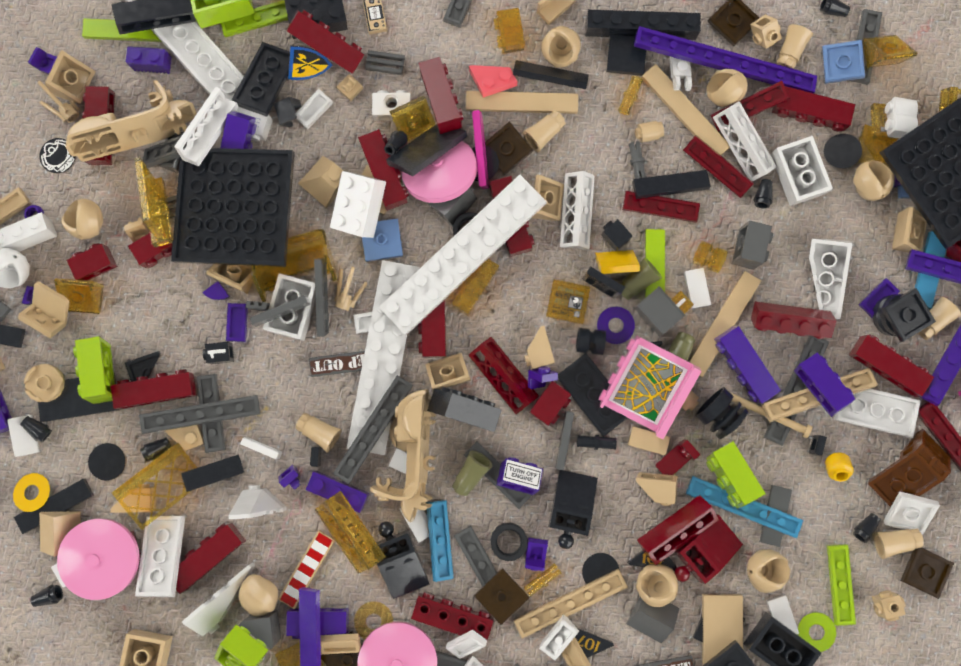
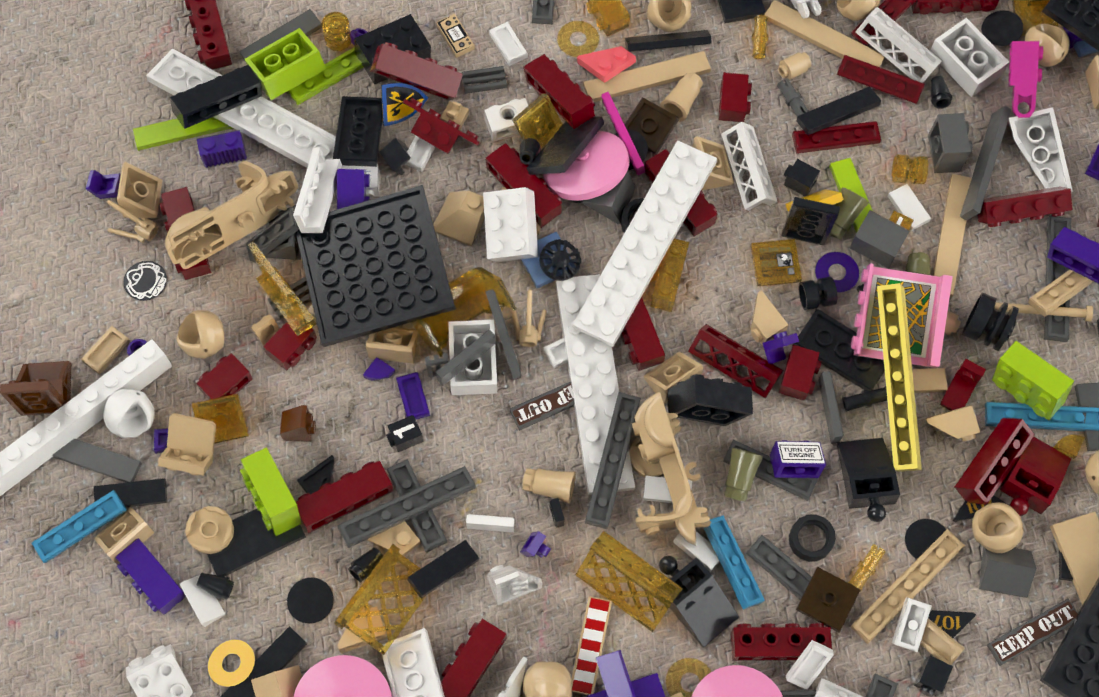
camera: 20 degrees left, 15 degrees down
(136, 320) = (297, 424): none -> reddish brown slope
(328, 97) = (435, 130): none -> dark red bracket
(328, 486) = (579, 539): dark purple brick -> none
(390, 245) = (560, 260): none -> black wheel
(416, 35) = (508, 43): none -> white tile
(486, 56) = (578, 26): none -> clear yellow piece
(536, 554) = (848, 540): dark purple bracket -> none
(586, 144) = (733, 97): none -> dark red brick
(625, 439) = (899, 378): none -> light yellow brick
(746, 533) = (1070, 445): none -> clear yellow tile
(747, 365) = (995, 265): dark purple brick -> none
(776, 271) = (985, 163): none -> dark grey tile
(840, 206) = (1024, 74): none -> dark pink brick

